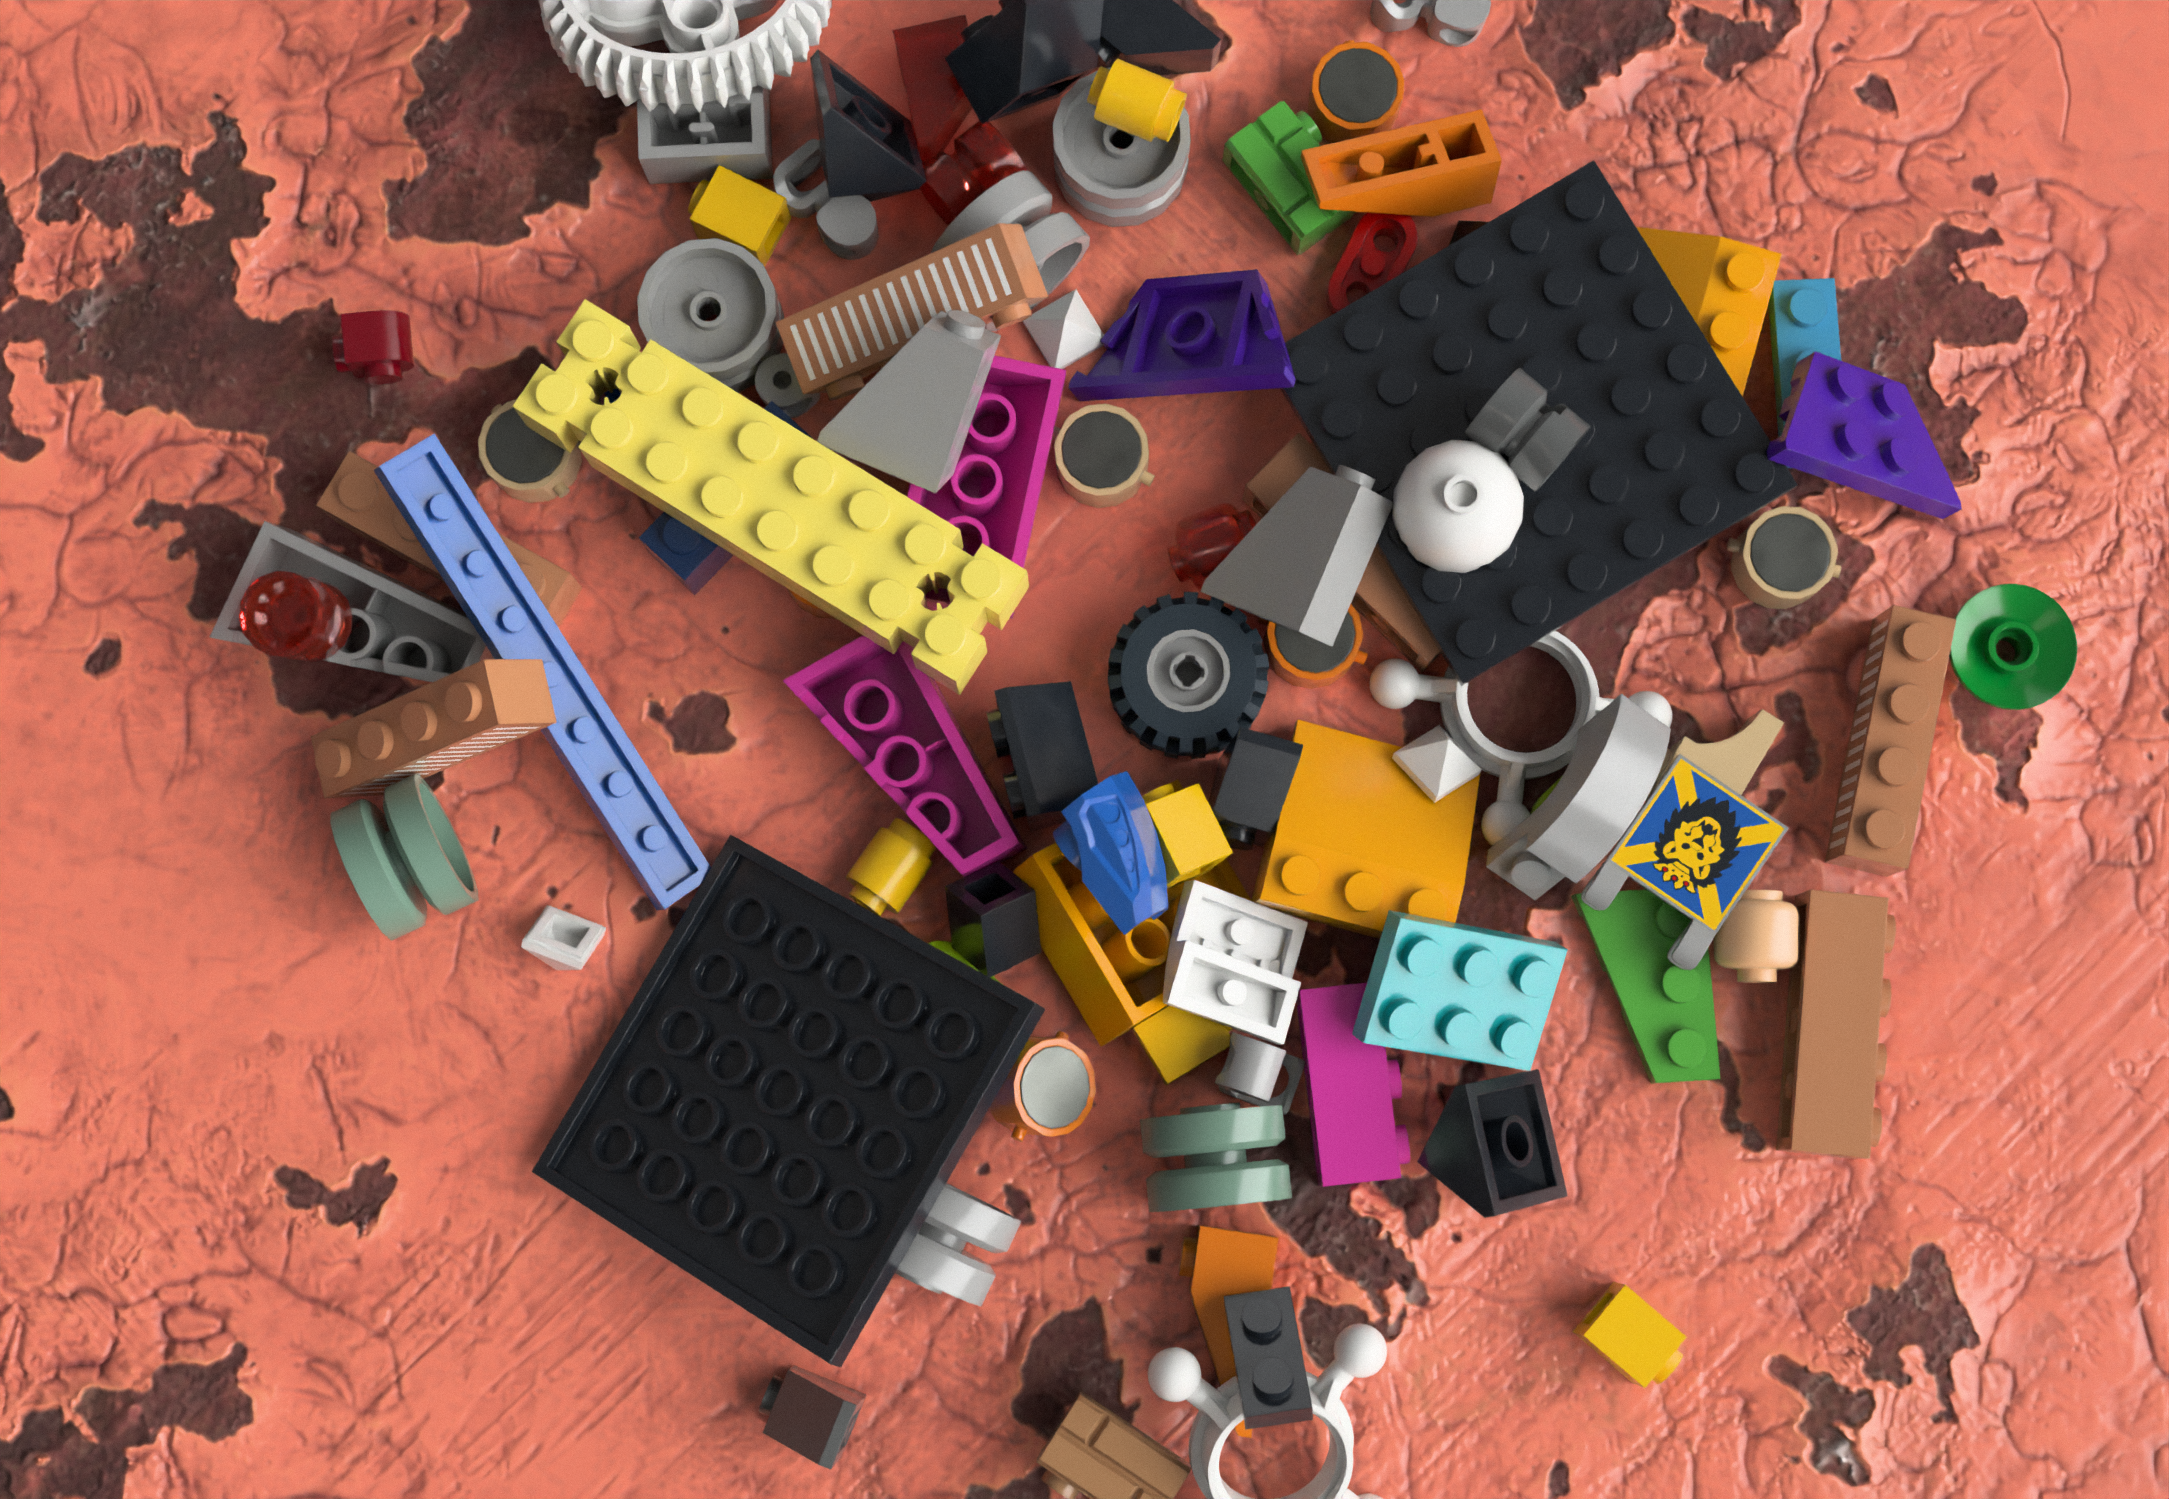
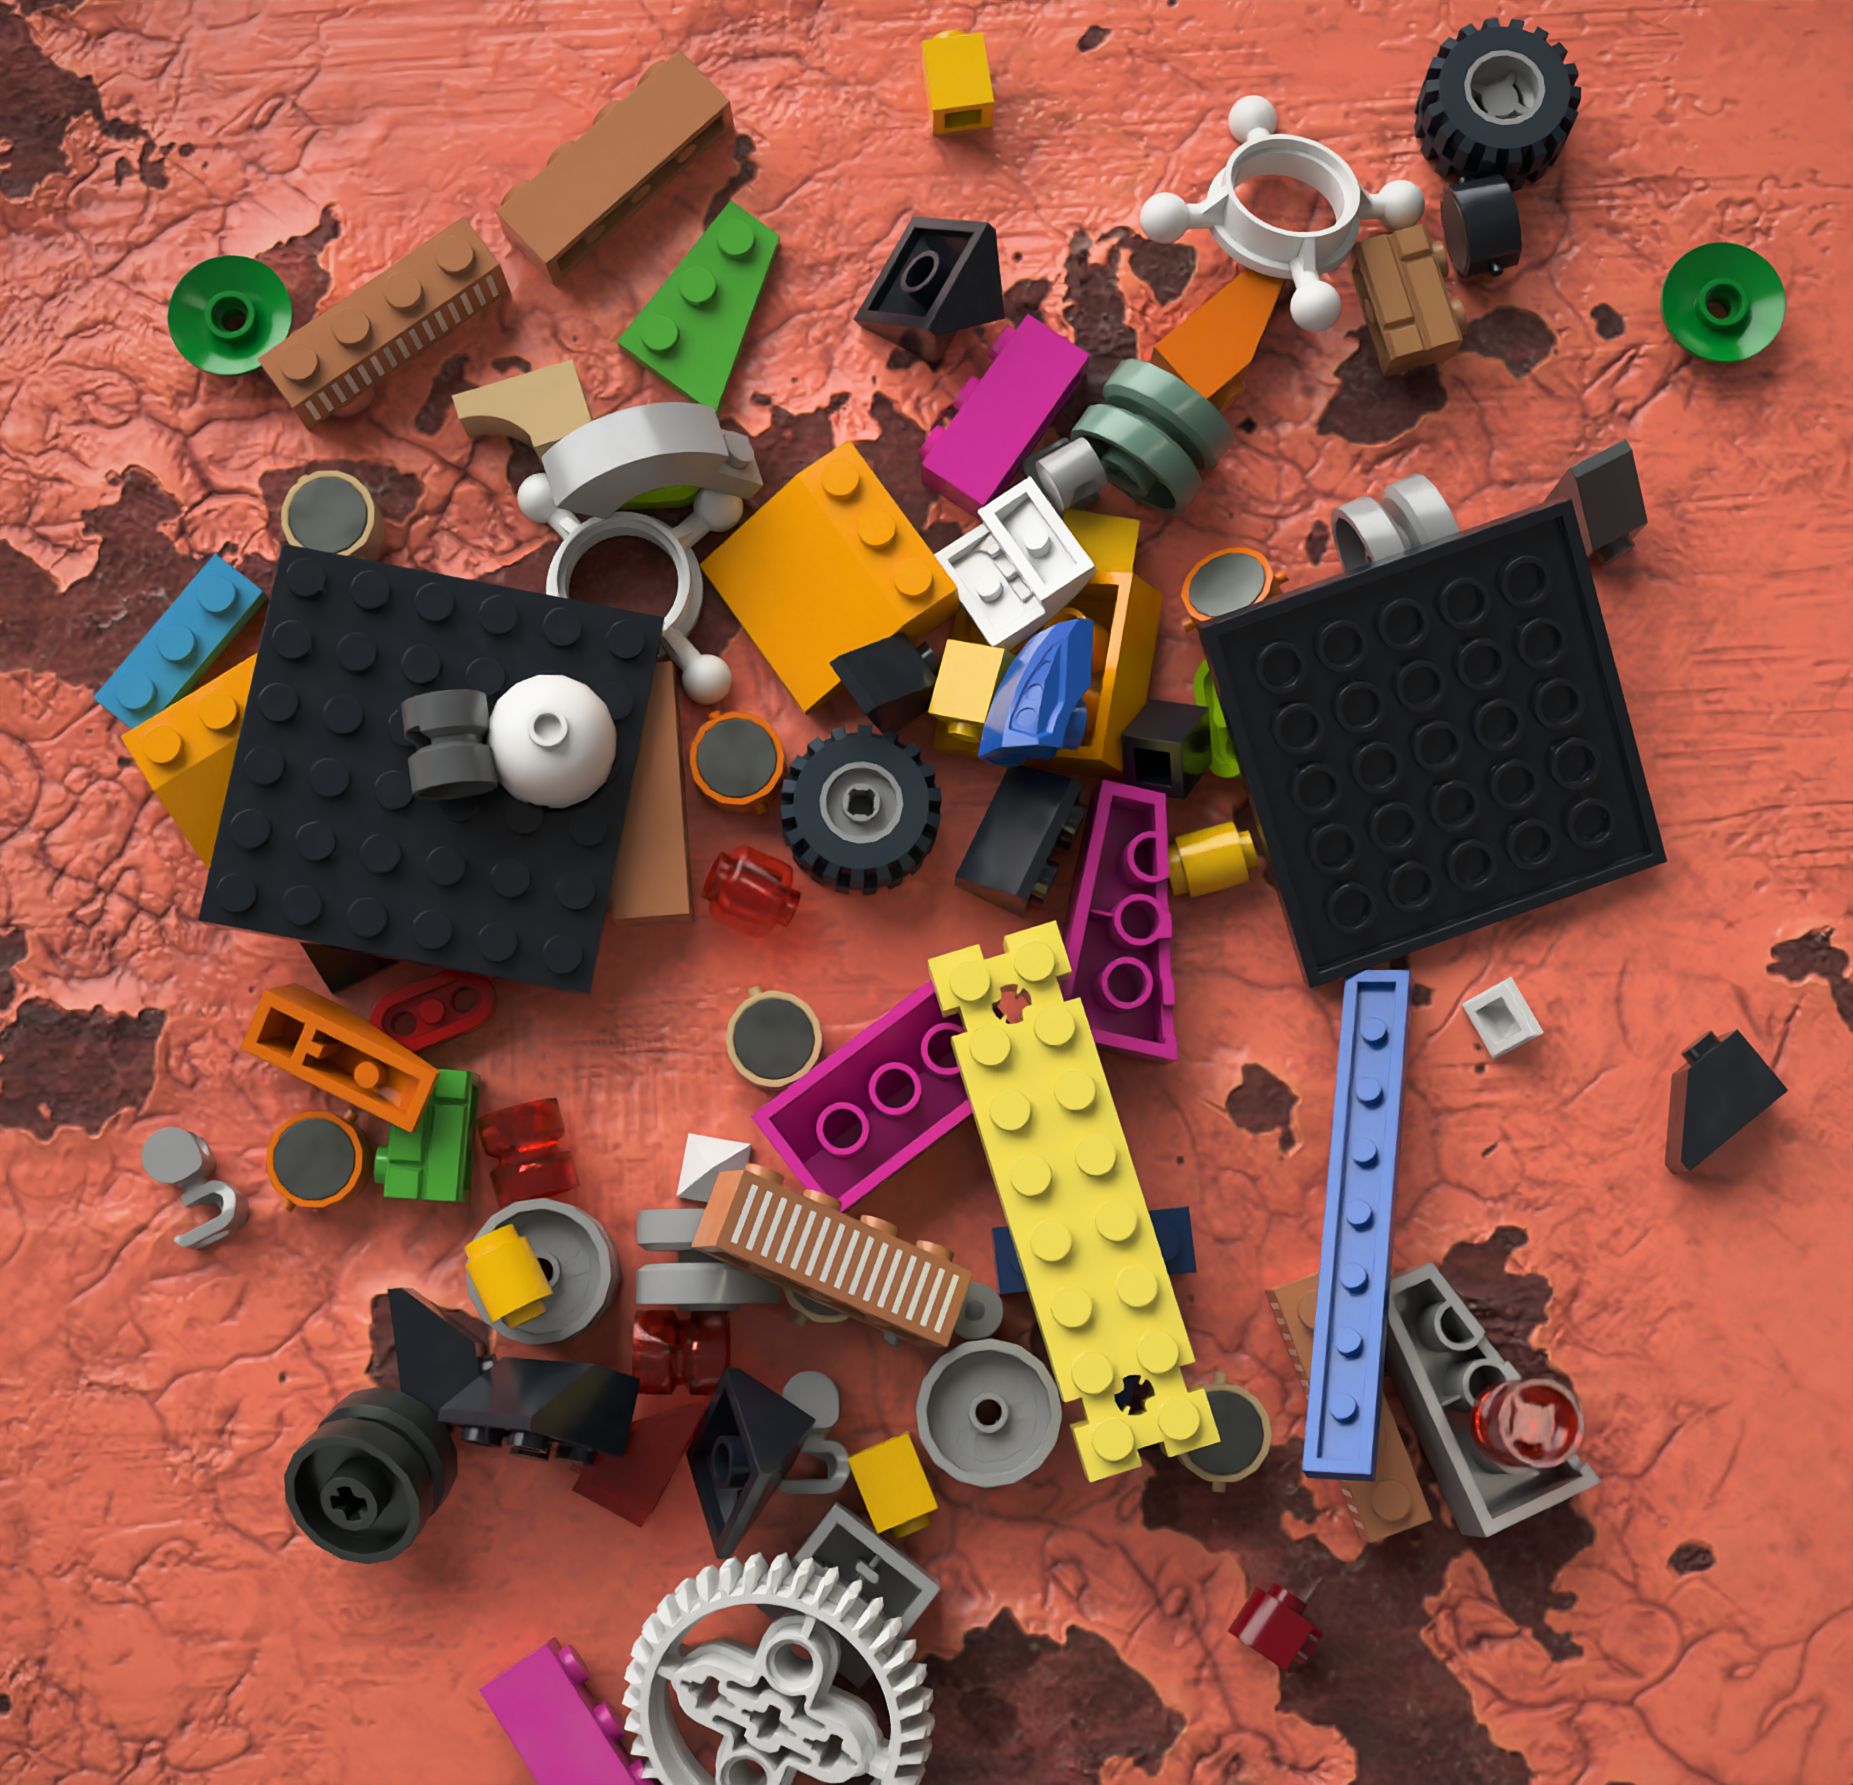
camera: 140 degrees left, 0 degrees up
(348, 1012) = (1715, 1097): none -> black slope
(403, 857) = (1582, 1173): sand green wheel -> none
(434, 727) = (1484, 1244): nougat brick -> none
(920, 403) = (898, 1173): light grey slope -> none
(1191, 340) = (627, 1063): dark purple wing -> none
(1203, 218) = (528, 1152): none -> clear red wheel
(1268, 1358) = (1239, 260): black plate -> none
(1306, 554) = (699, 805): light grey slope -> none
(1436, 763) = (730, 591): white slope -> none
(1459, 991) = (868, 405): plate -> none
(1692, 849) = (609, 357): flag -> none
(1759, 937) = (612, 271): light nougat head -> none
(1862, 436) = (192, 555): dark purple wing -> none

